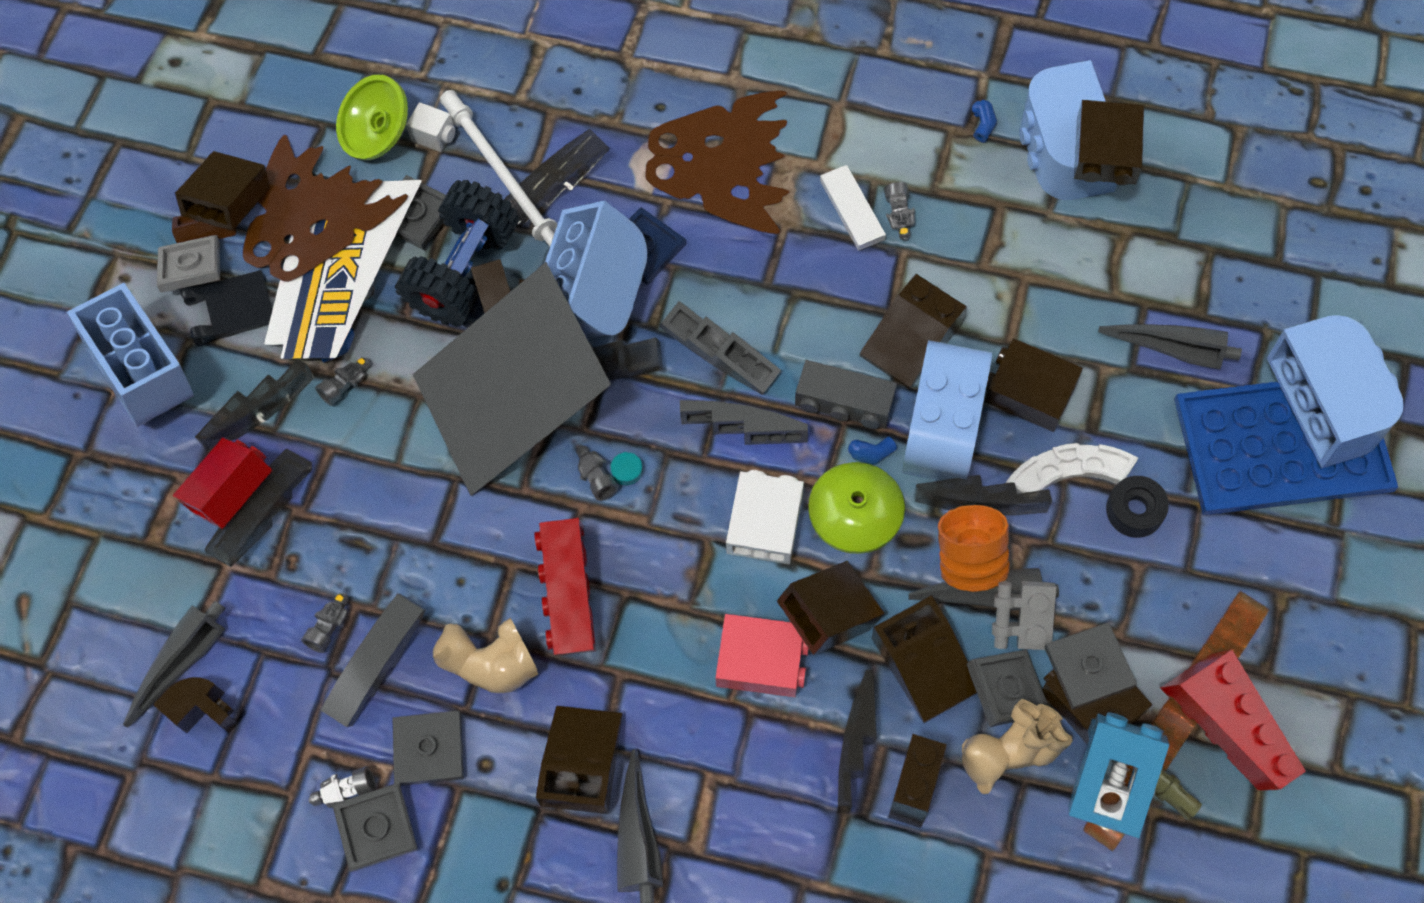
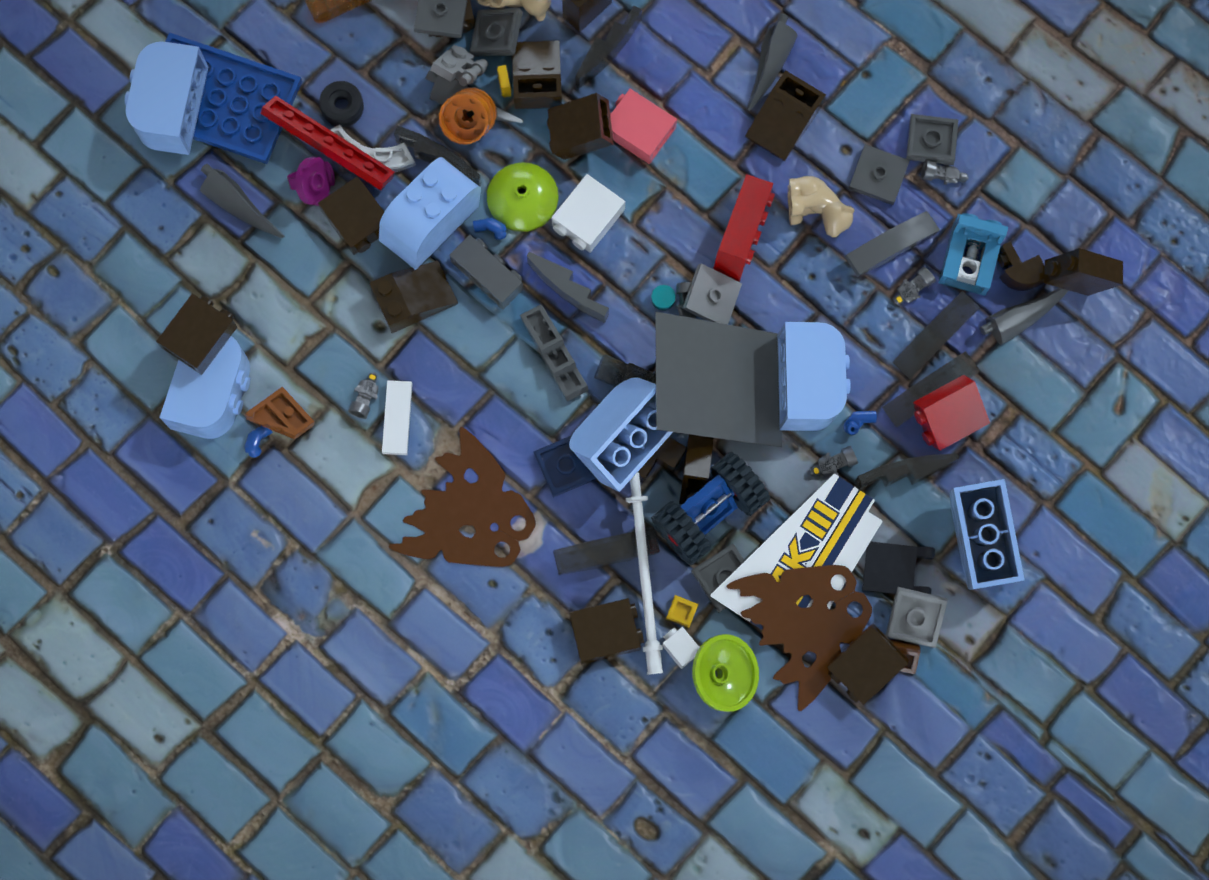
camera: 160 degrees left, 10 degrees up
(106, 719) = (1083, 272): none -> dark brown brick
(271, 718) = (977, 235): none -> dark azure brick
(274, 574) = (936, 335): none -> clear smoke slope
(336, 439) = (857, 419): none -> blue arm
(404, 443) = (811, 375): none -> light blue brick
(447, 165) = (682, 611): none -> yellow tile
(517, 107) = (606, 630): none -> dark brown brick
(568, 488) = (712, 295): none -> light grey plate
(962, 629) = (504, 81): none -> yellow tile
(974, 149) = (281, 414): none -> dark orange wing
(1106, 391) = (312, 180): none -> magenta tile
(1120, 441) = (327, 142): none -> red plate

